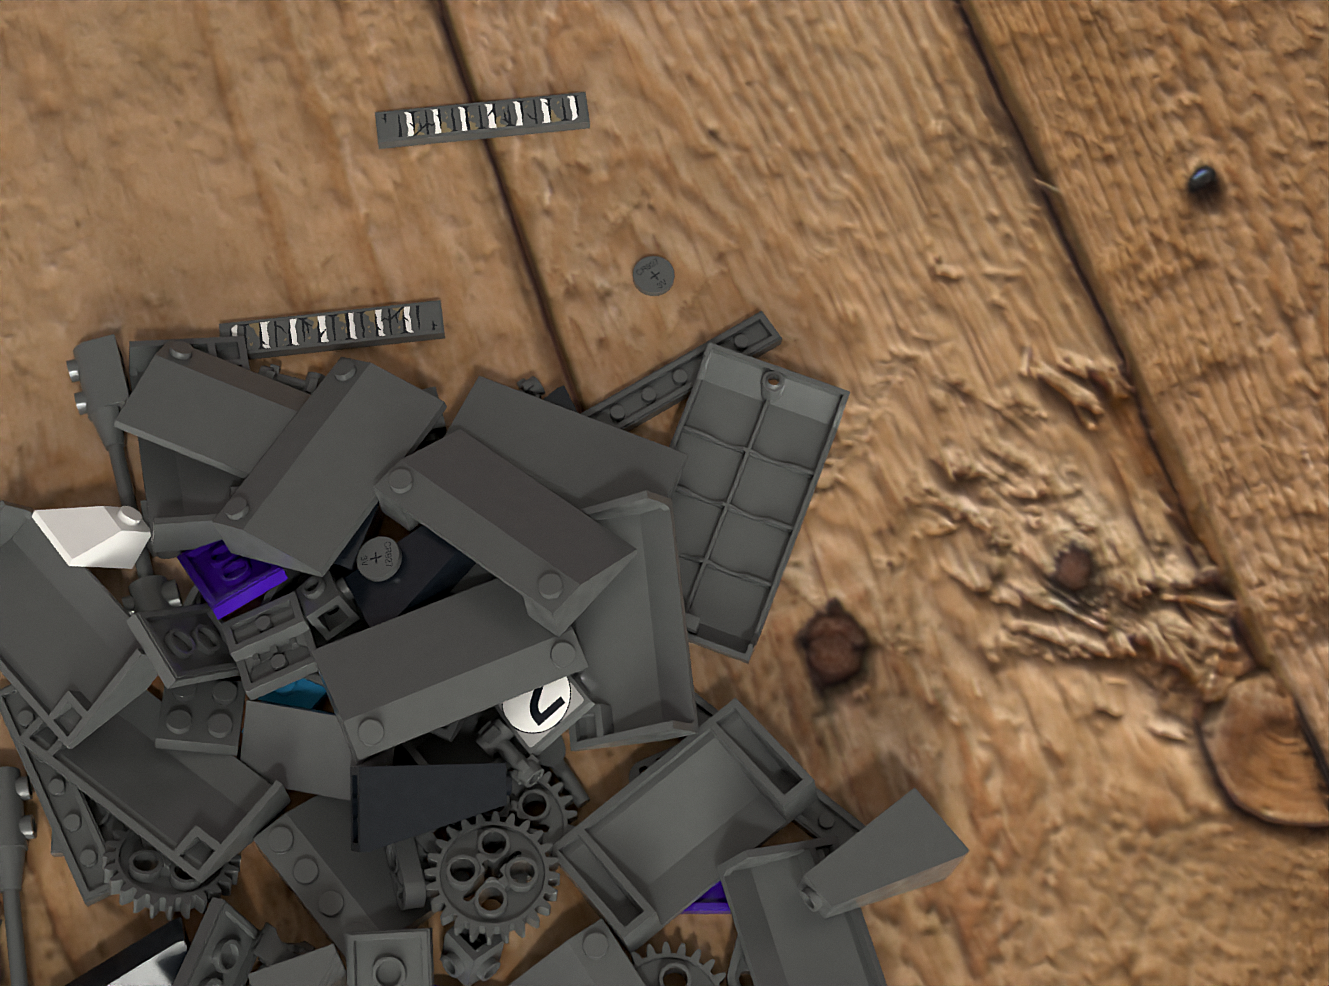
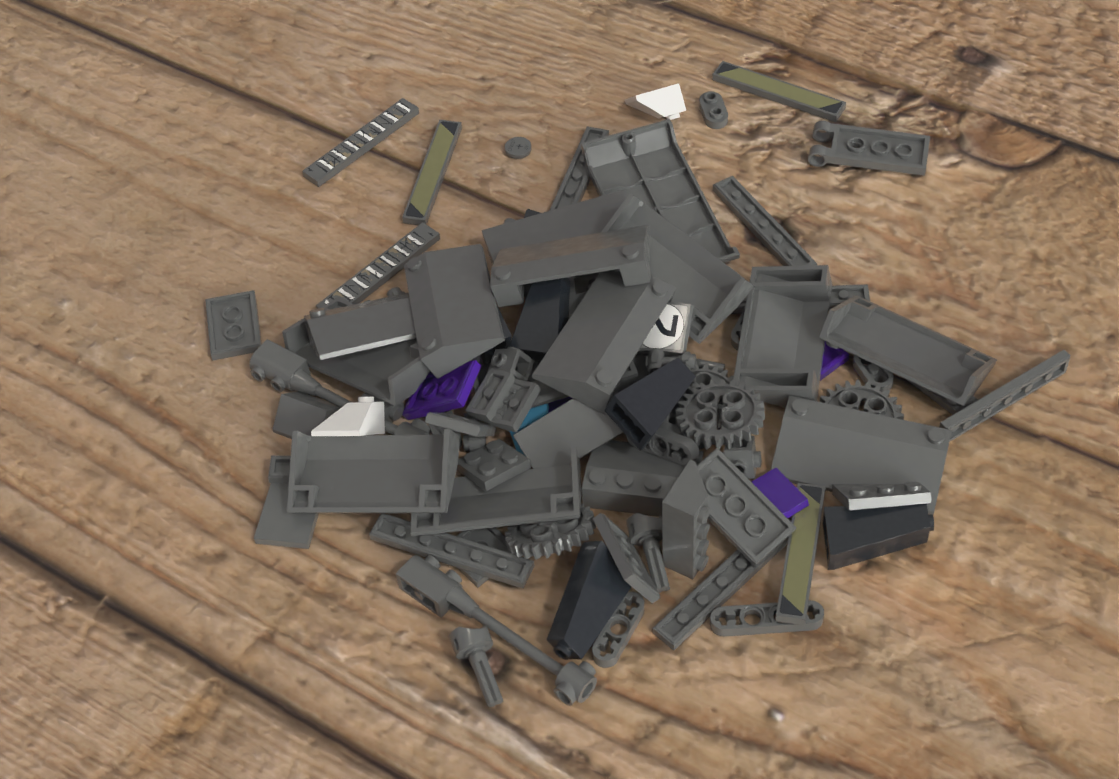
camera: 30 degrees left, 15 degrees down
(75, 469) = (301, 413): none -> dark grey slope
(114, 275) = (233, 325): none -> dark grey tile
(379, 558) = (521, 321): dark grey piece -> none
(521, 232) = (432, 172): none -> tile
(832, 638) = (761, 223): none -> dark grey tile
(877, 344) = (660, 103): none -> white slope
(888, 857) = (894, 275): dark grey slope -> none
(942, 406) = (713, 110): none -> dark grey plate
(1052, 447) = (779, 91): none -> tile
(1087, 646) = (876, 149): none -> dark grey hinge

